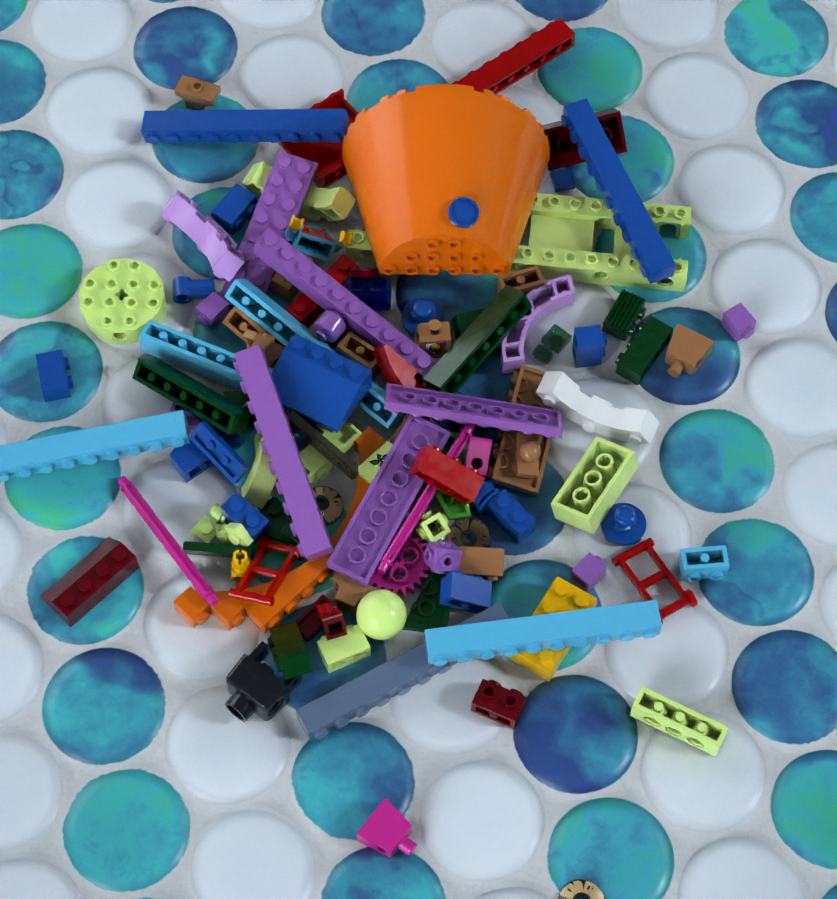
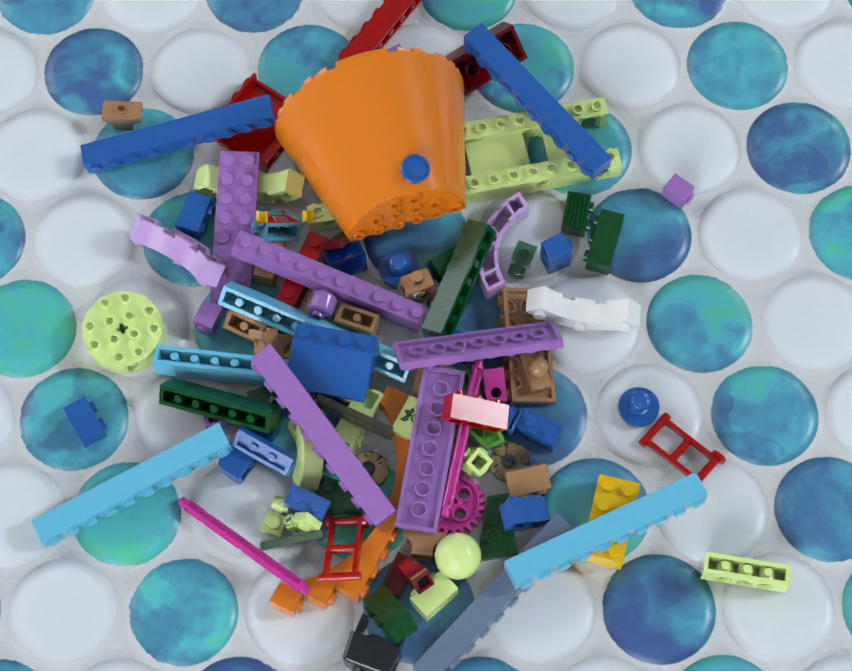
camera: 15 degrees left, 5 degrees up
(91, 580) = (186, 602): dark red slope -> none
(186, 289) = (178, 304): blue piece -> none
(239, 565) = (317, 550): yellow pin -> none
(395, 368) = (395, 326): red slope -> none
(442, 556) = (494, 486): medium lavender brick -> none
(498, 703) = (585, 603): dark red brick -> none
(523, 280) = (477, 210): medium nougat brick -> none
(562, 180) = (479, 101): blue tile -> none
(588, 572) = (623, 460): medium lavender brick -> none
(594, 485) = (603, 380): yellowish green brick -> none
(687, 351) = (641, 231): medium nougat torso -> none
(703, 563) = (720, 422): medium azure brick -> none

